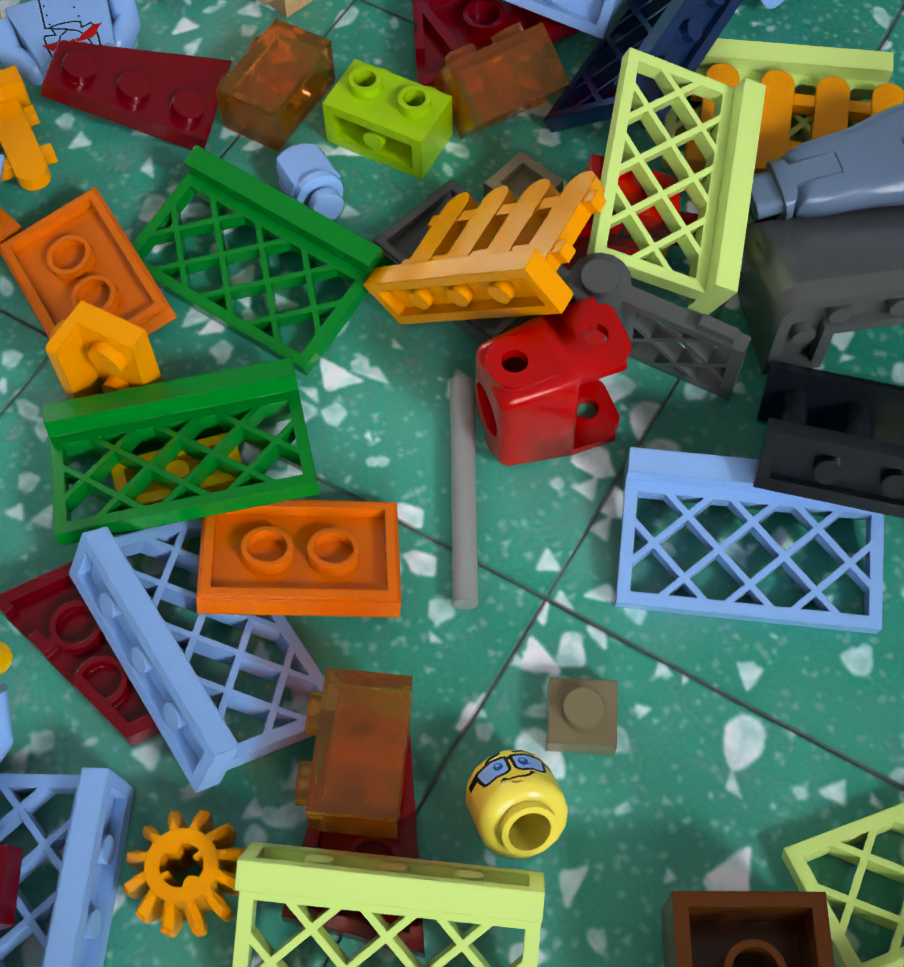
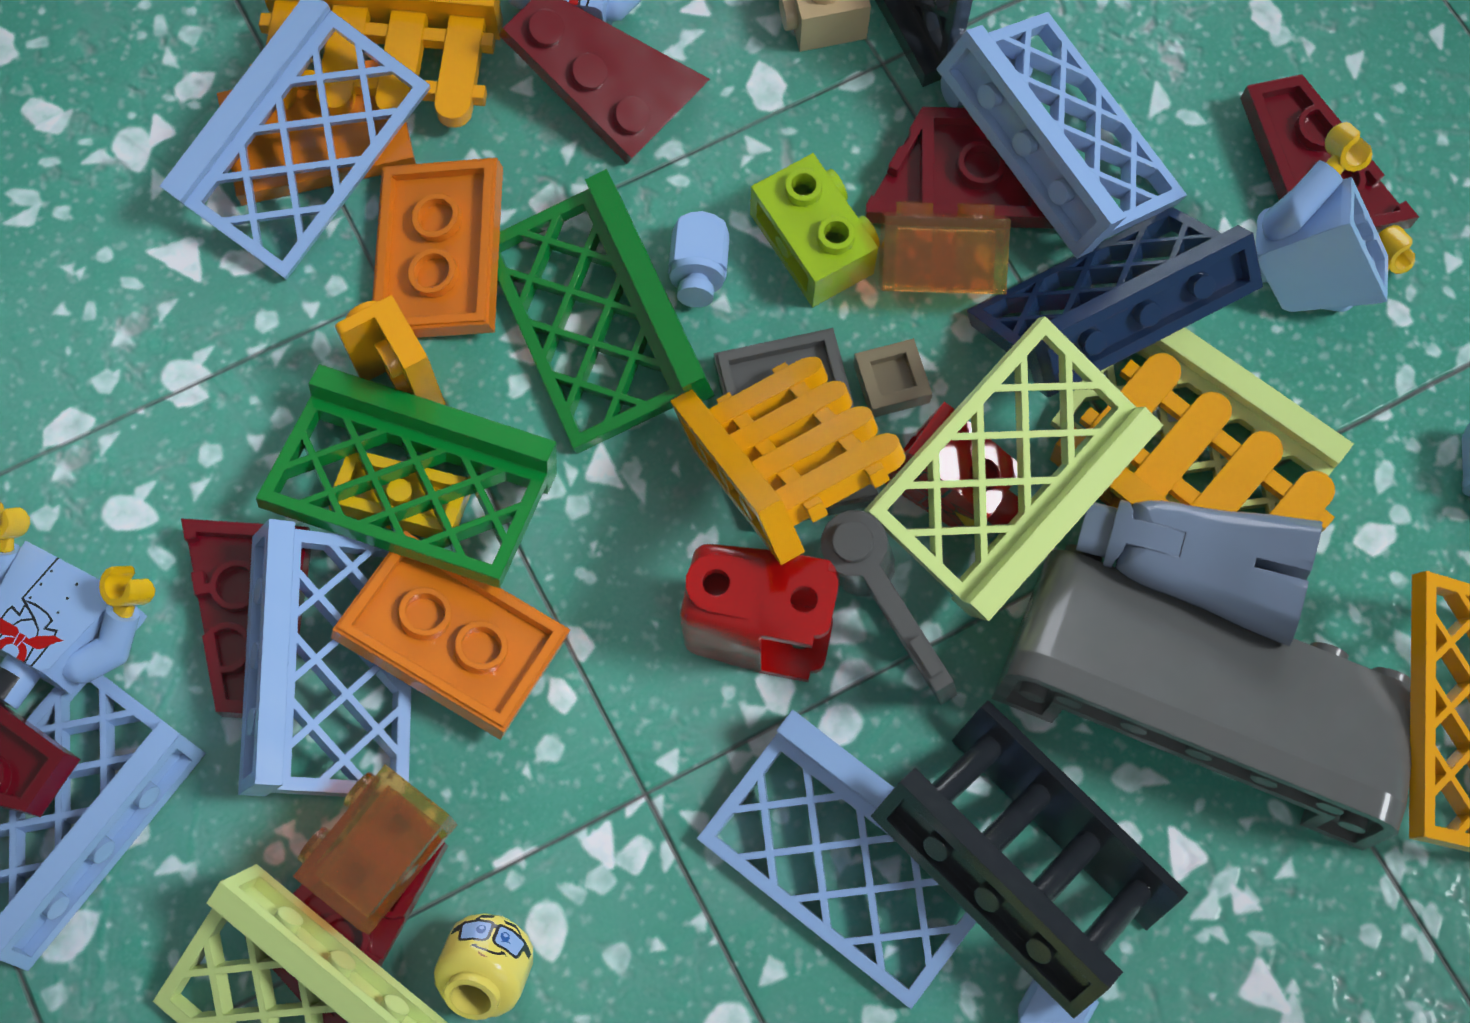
camera: 30 degrees right, 10 degrees up
(176, 851) = (170, 858): light orange gear -> none
(276, 84) = (732, 131): clear orange brick -> none
(463, 494) = (629, 663): light grey bar -> none
(582, 716) = (599, 920): dark tan plate -> none

